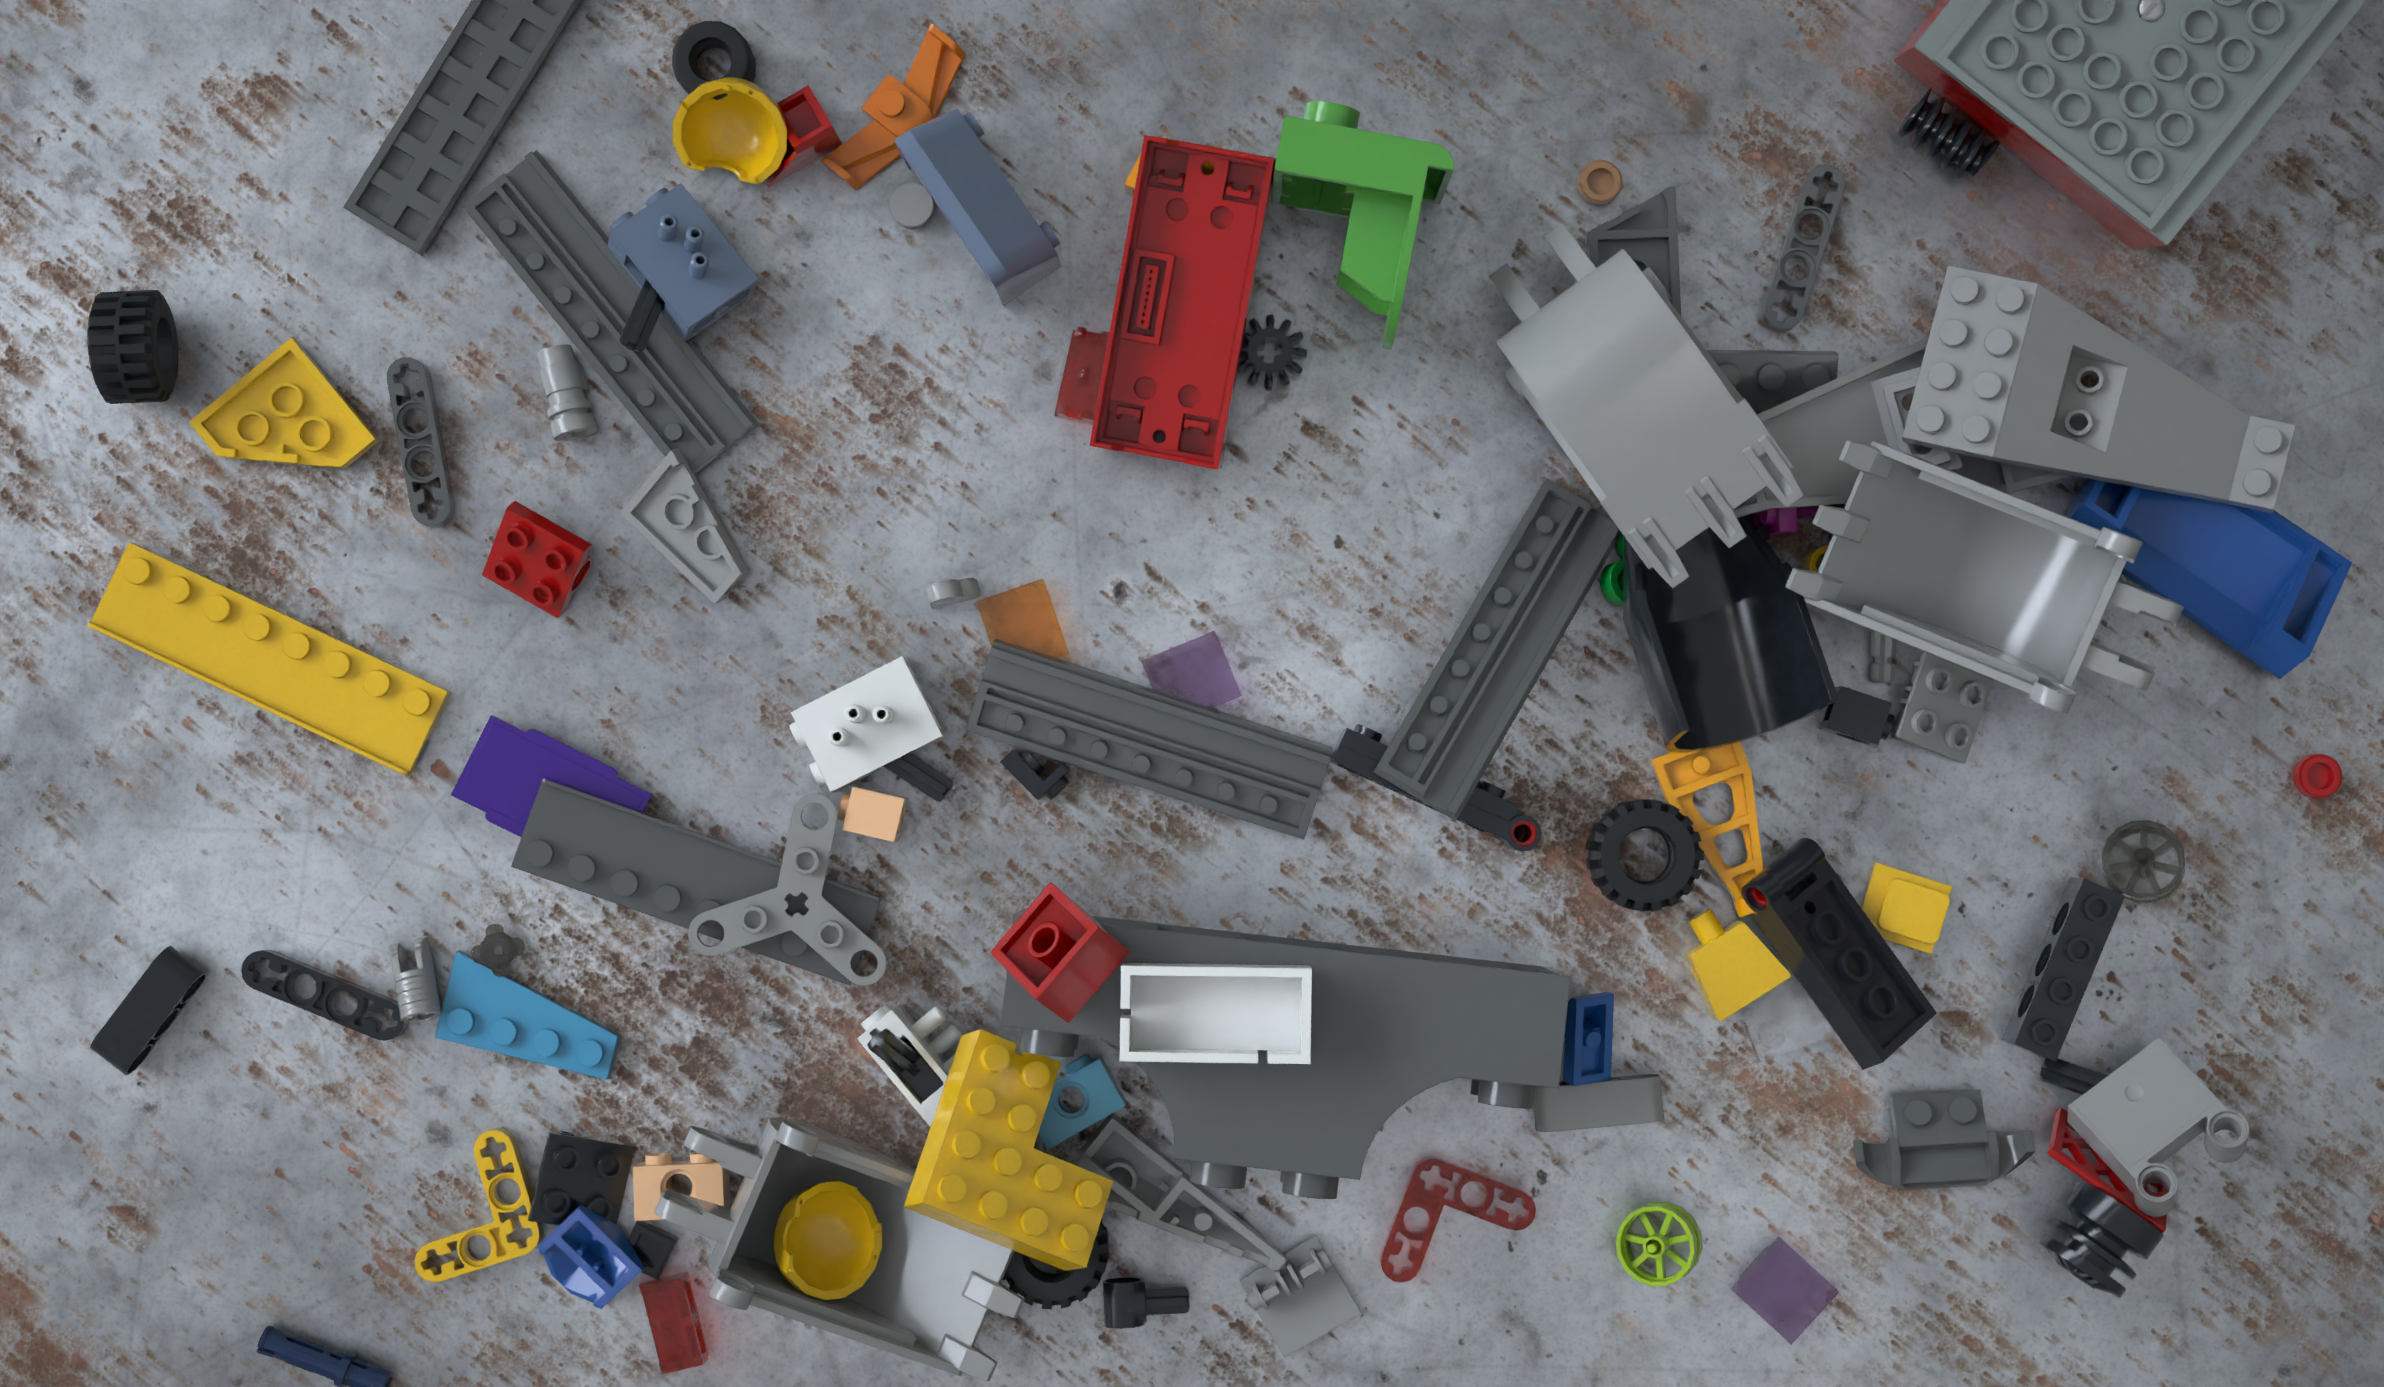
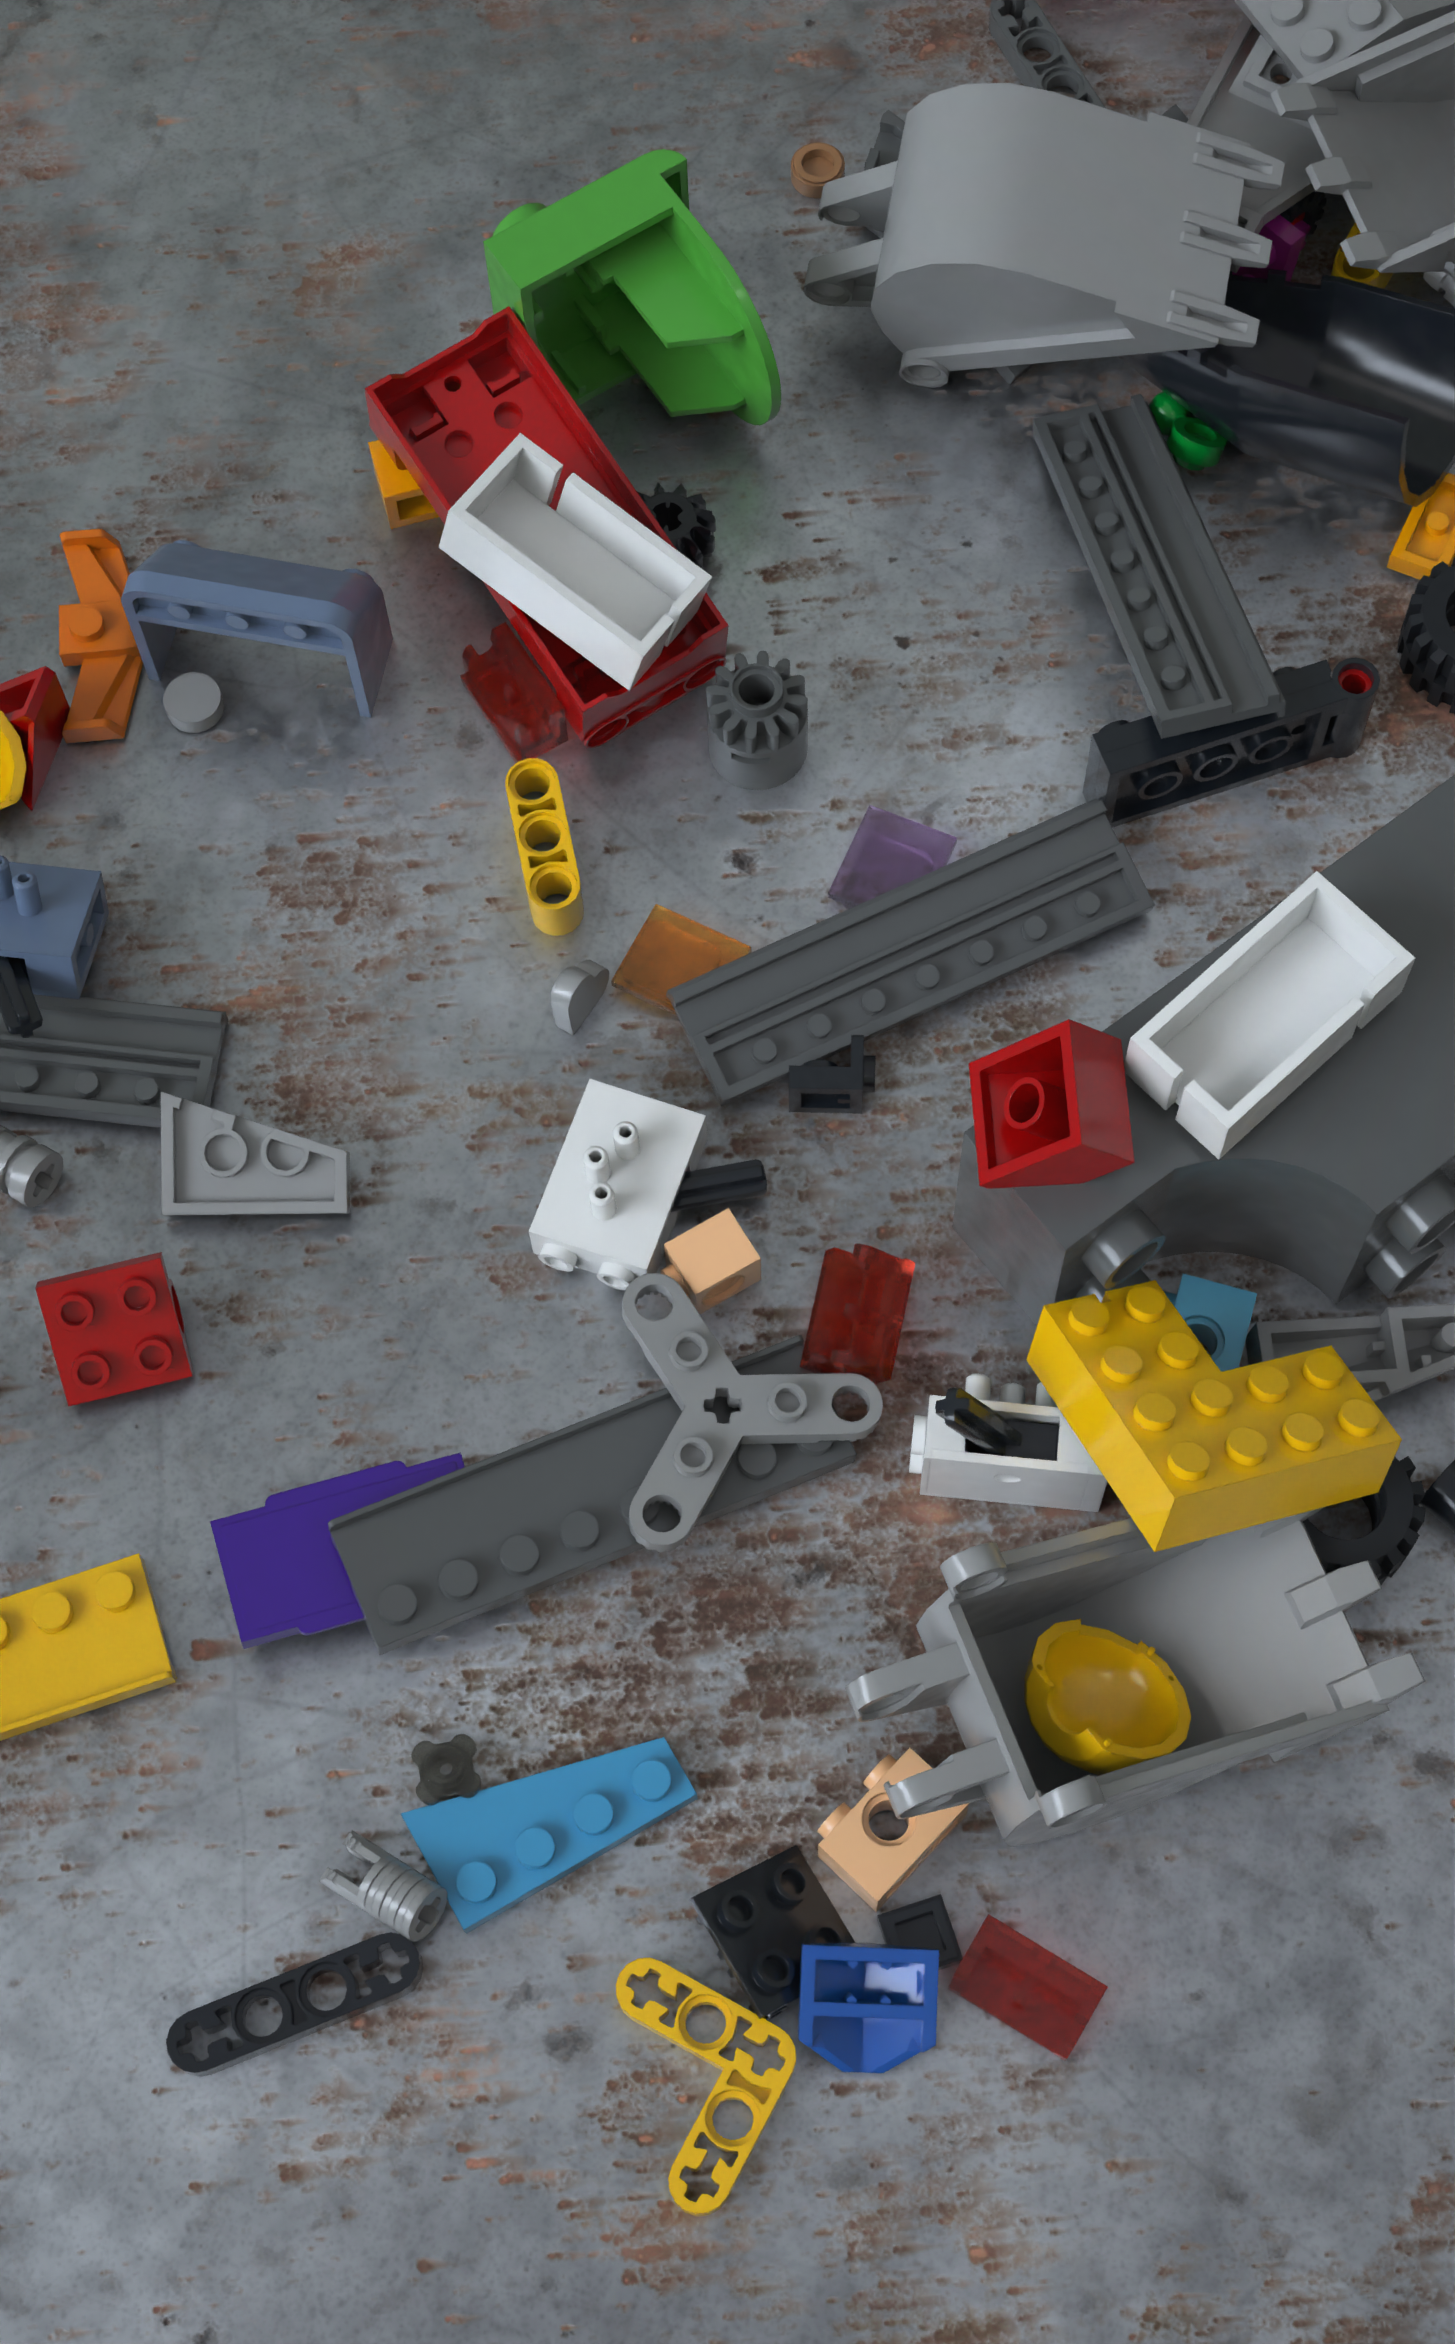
camera: 50 degrees left, 20 degrees down
(148, 1010) = (103, 2215): black beam -> none
(918, 916) = (858, 1313): none -> clear red hinge
(1015, 465) = (541, 822): none -> yellow beam
(1156, 362) = (575, 570): none -> white piece
(1196, 550) = (757, 723): none -> dark grey gear

